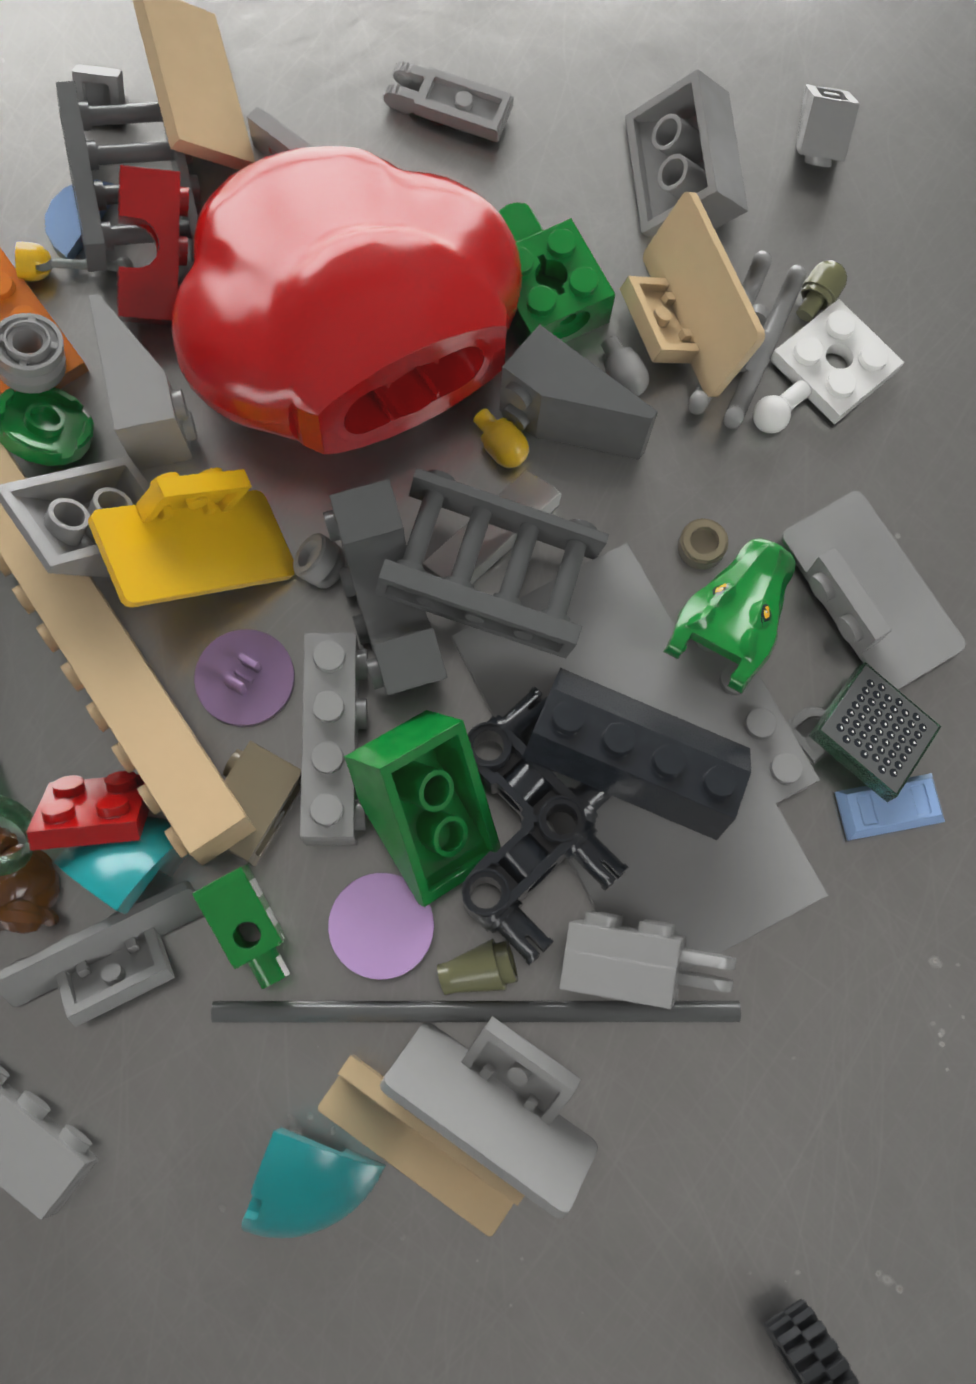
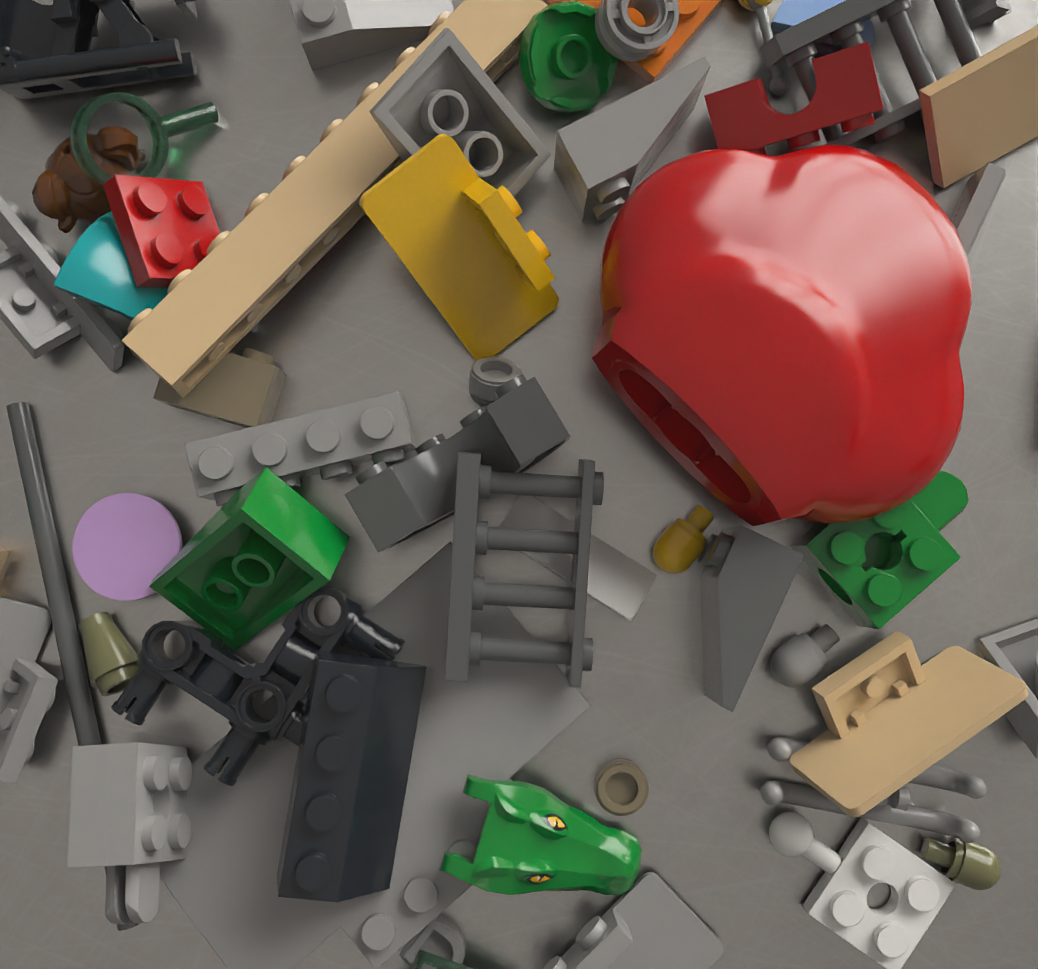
camera: 80 degrees right, 10 degrees up
(238, 900) = (96, 408): green torso -> none
(244, 678) = (357, 341): lavender piece -> none

